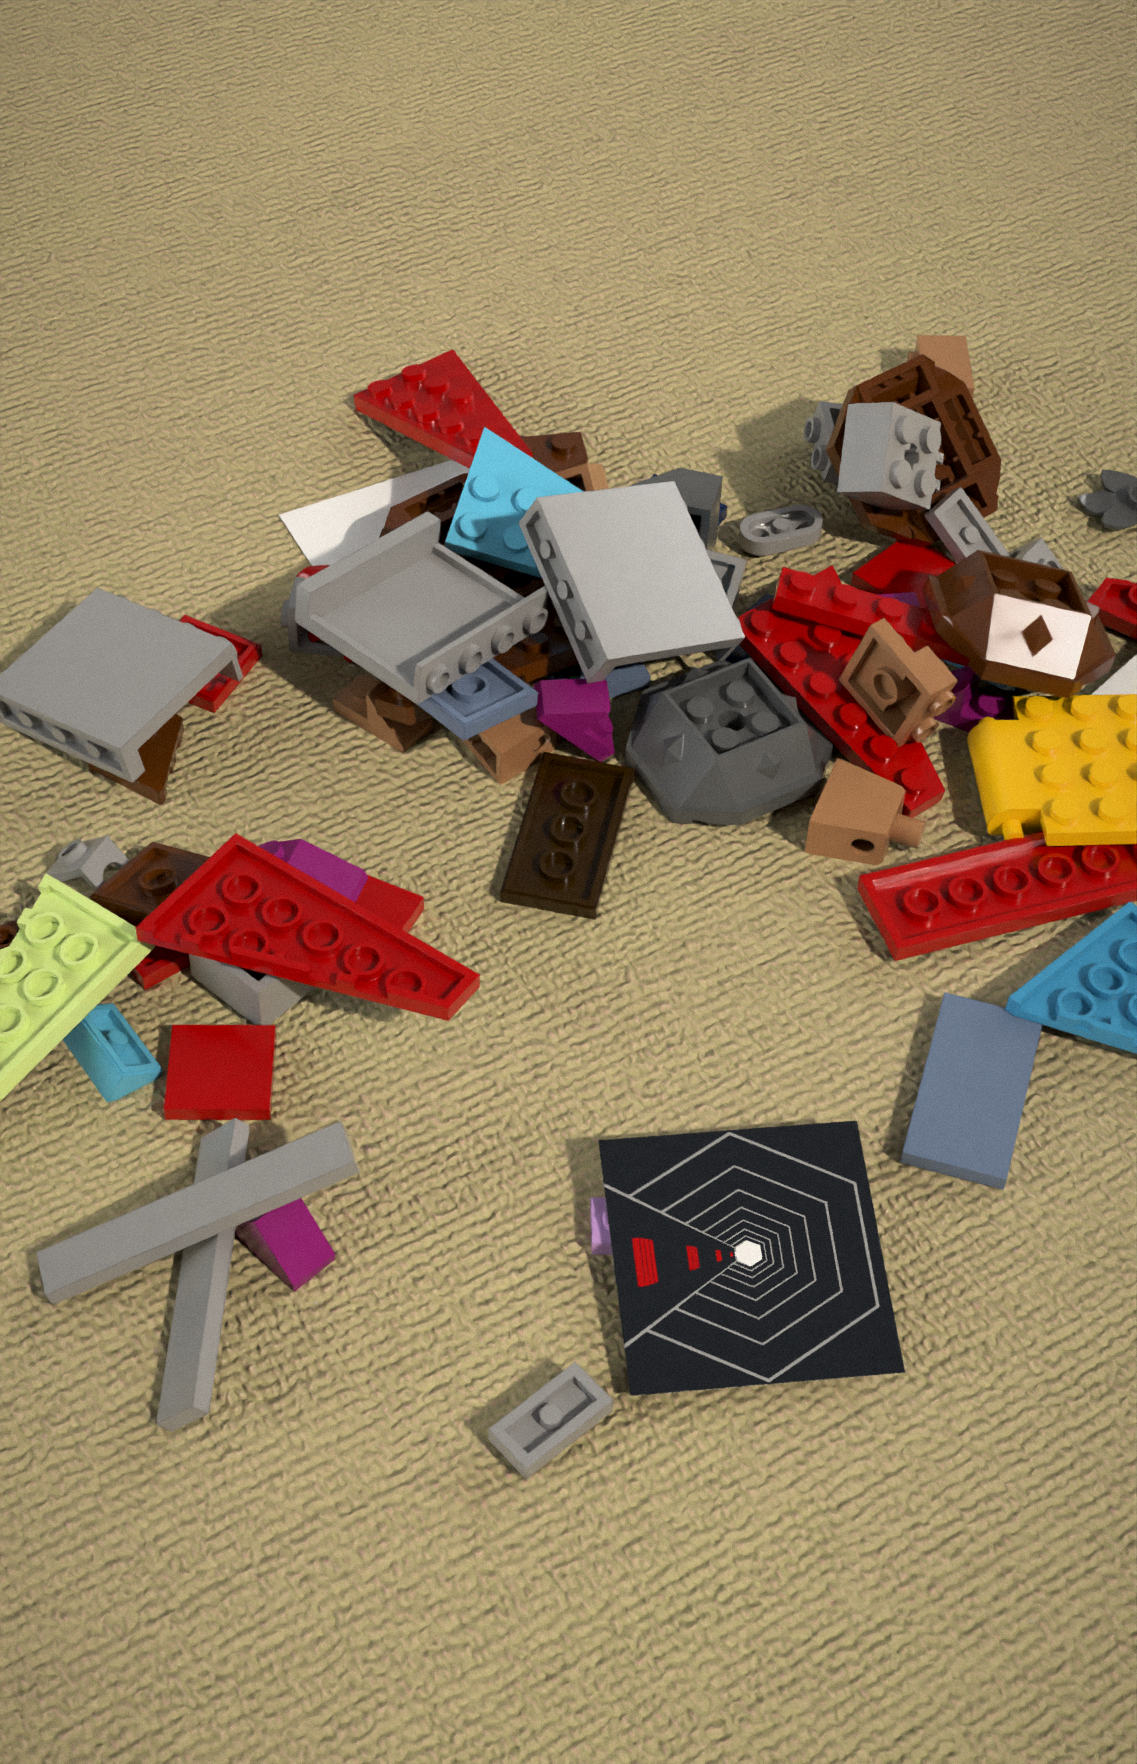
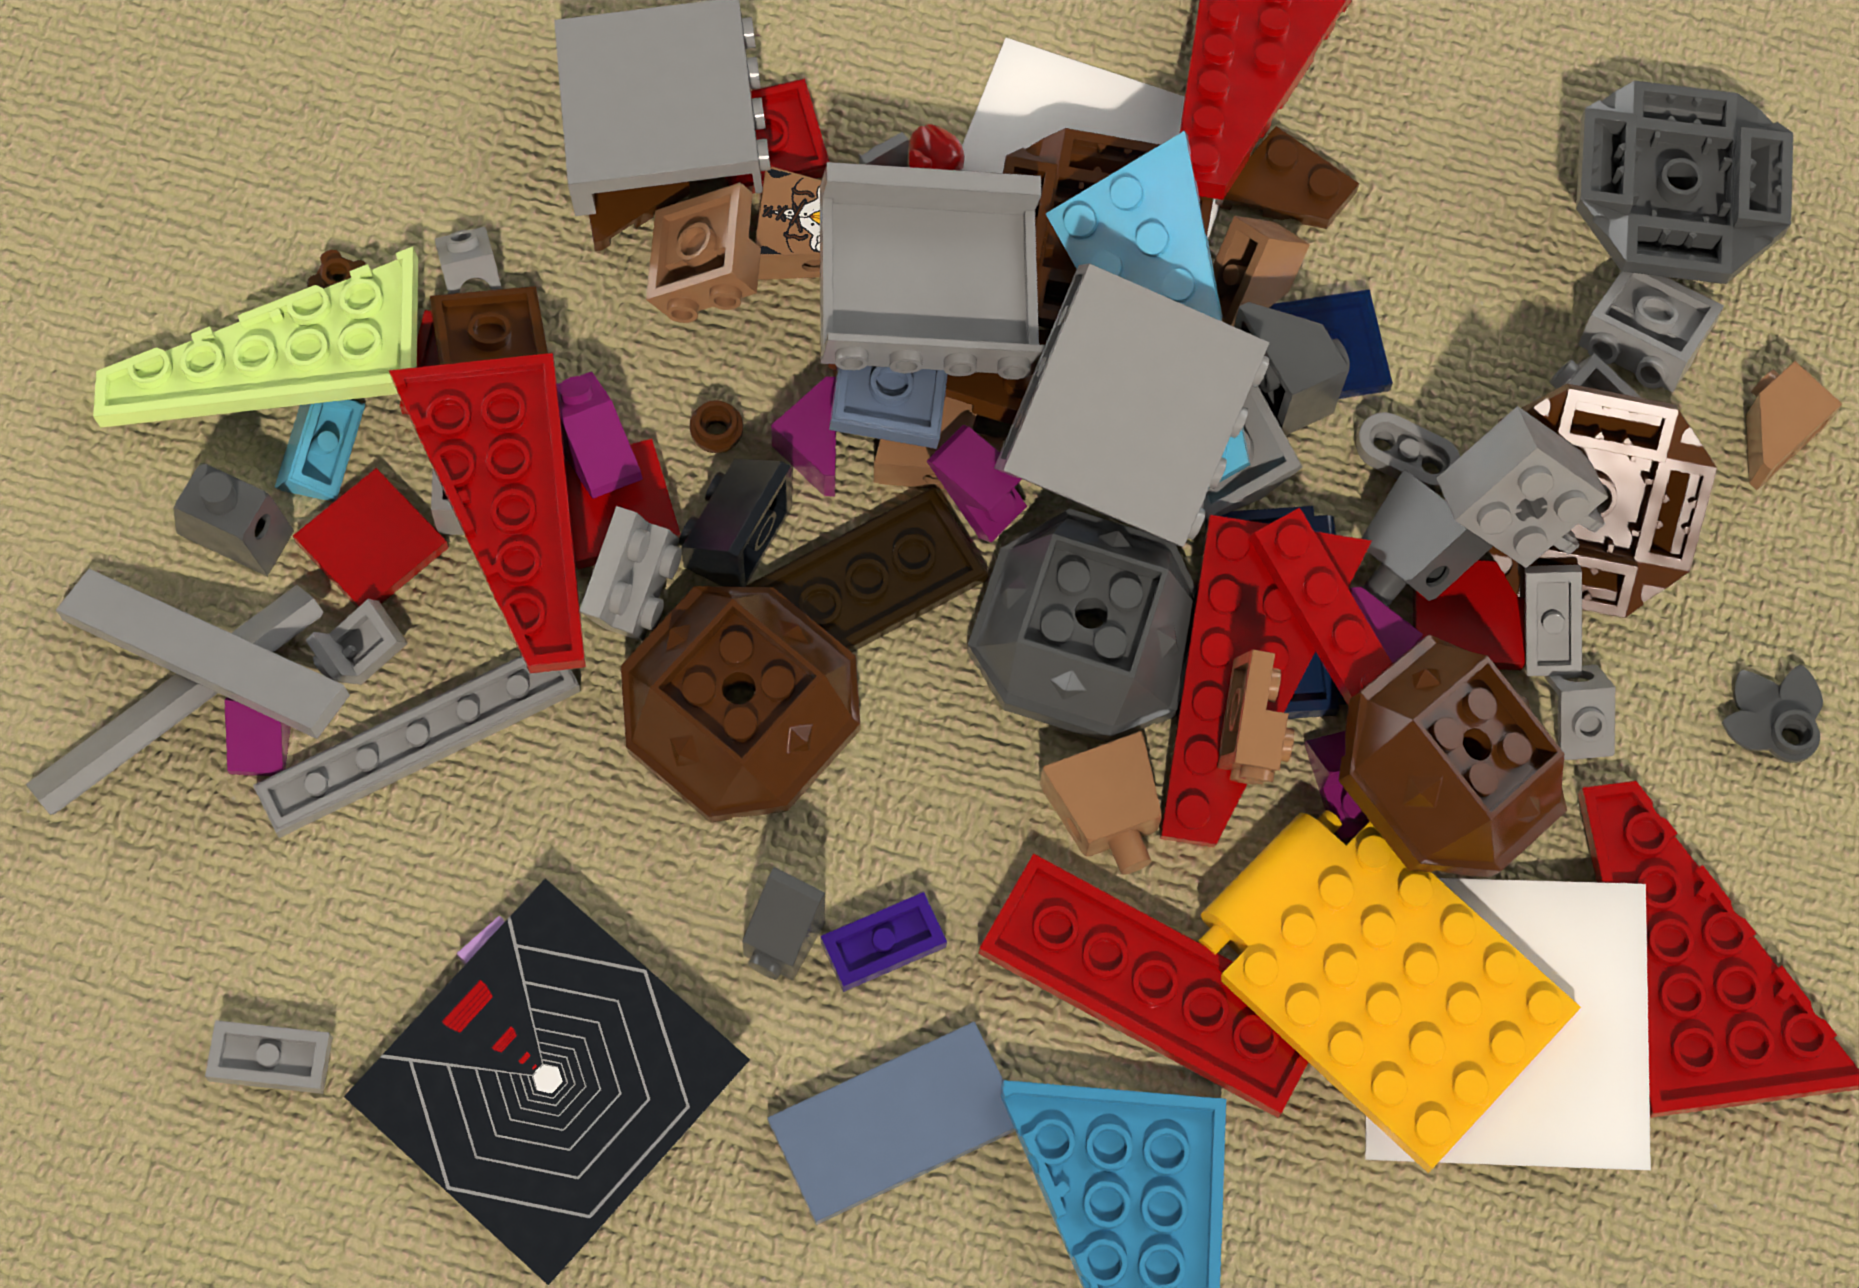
camera: 45 degrees right, 20 degrees up
(107, 1127) = (223, 516): none -> dark grey torso
(248, 734) = (703, 254): none -> medium nougat plate
(288, 683) = (789, 226): none -> medium nougat torso
(292, 1117) = (357, 644): none -> light grey bracket
(368, 826) = (711, 413): none -> reddish brown plate
(397, 1159) = (409, 742): none -> light grey tile
(431, 913) = (631, 575): none -> light grey plate
(444, 782) = (805, 437): none -> magenta slope
(457, 851) = (738, 521): none -> black slope
(592, 985) = (749, 754): none -> reddish brown piece
(756, 299) = (1711, 145): none -> dark grey piece
(776, 1029) = (784, 926): none -> dark grey slope
(818, 377) = (1650, 328): none -> light grey plate
(837, 999) = (883, 941): none -> dark purple plate
(855, 543) = (1418, 543): none -> dark grey torso

